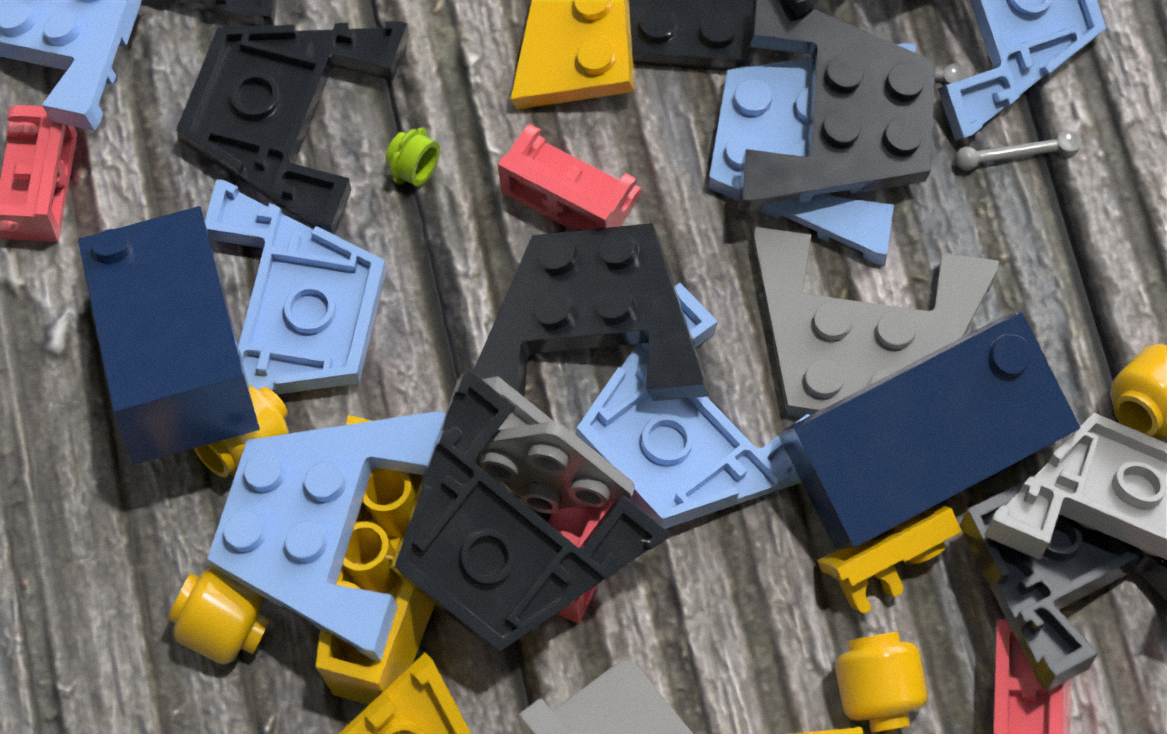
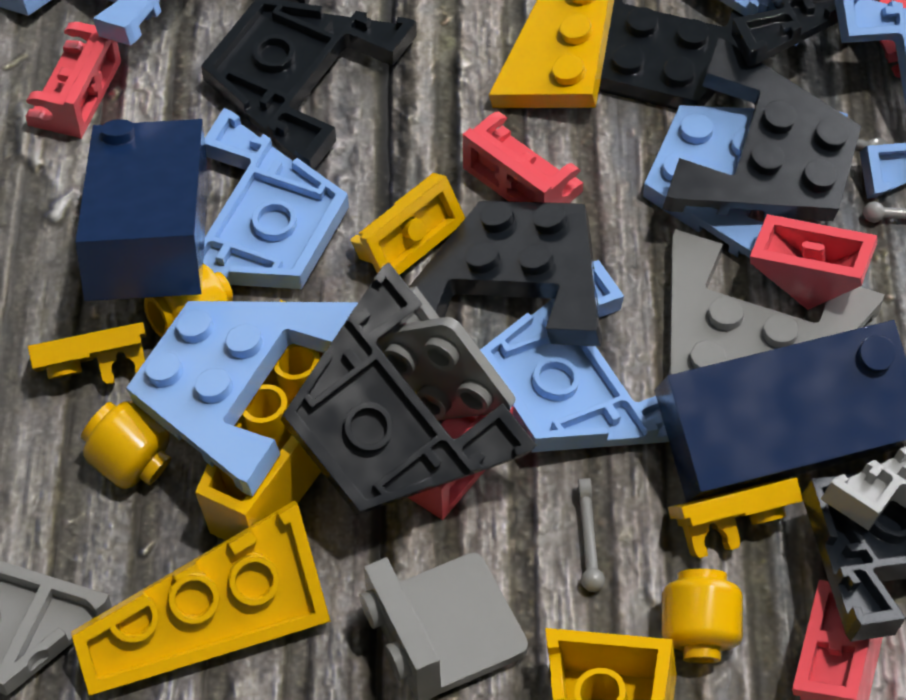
camera: 10 degrees right, 10 degrees down
(121, 521) = (65, 355): none -> yellow plate
(412, 157) = (394, 123): lime plate -> none
(463, 287) = (411, 226): none -> yellow plate
(755, 660) = (592, 578): none -> light grey hinge
(915, 239) = (811, 258): none -> coral slope

